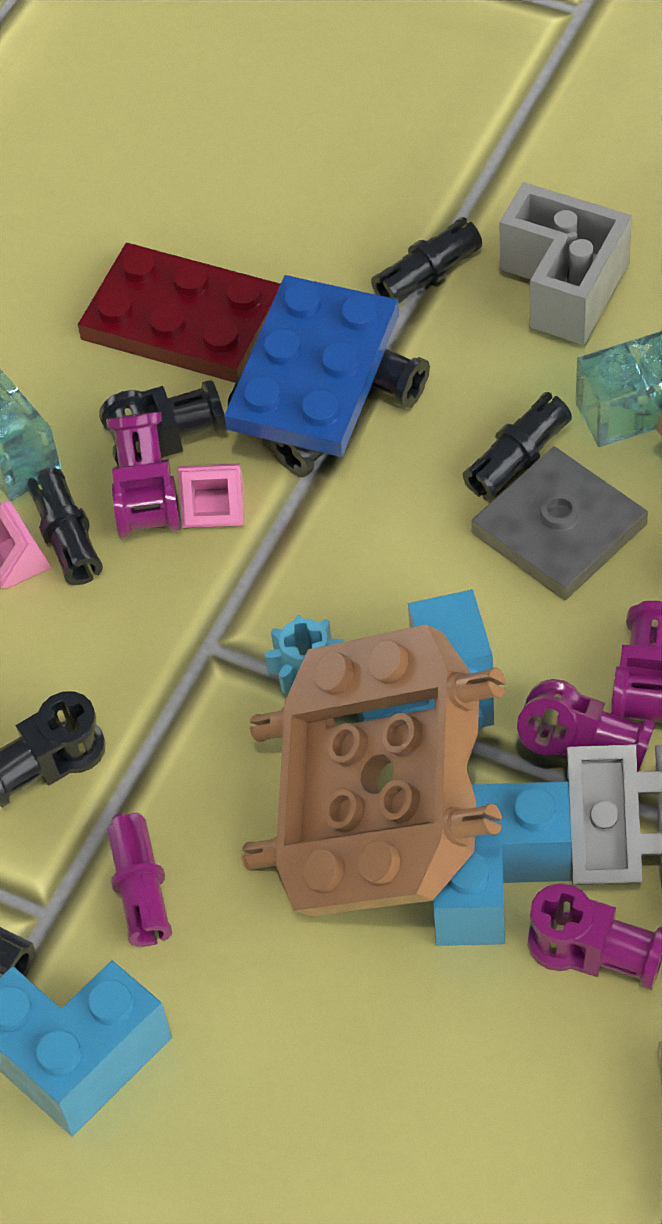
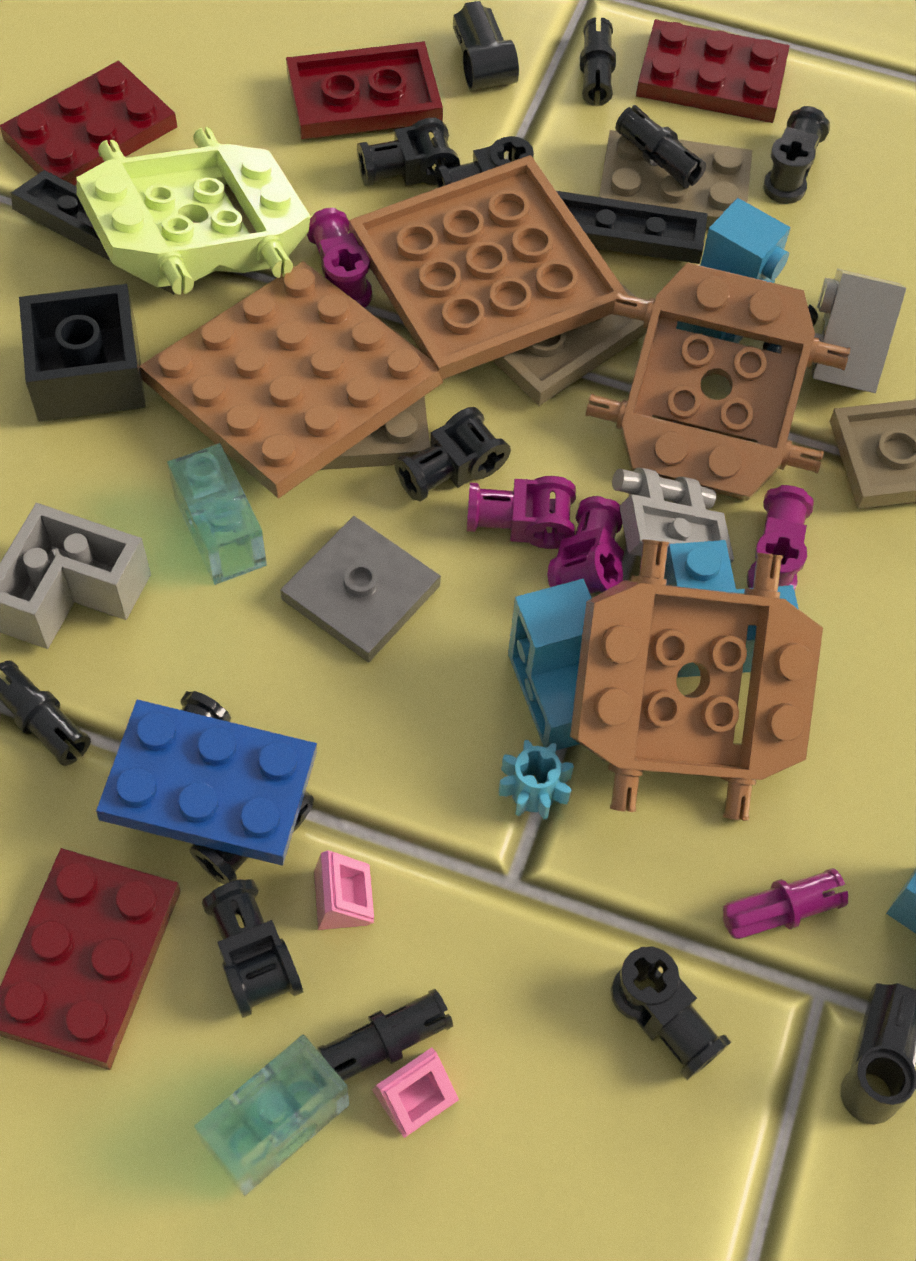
camera: 105 degrees left, 5 degrees up
(142, 480) = (343, 948): magenta connector -> none
(517, 446) = (280, 619): black pin -> none

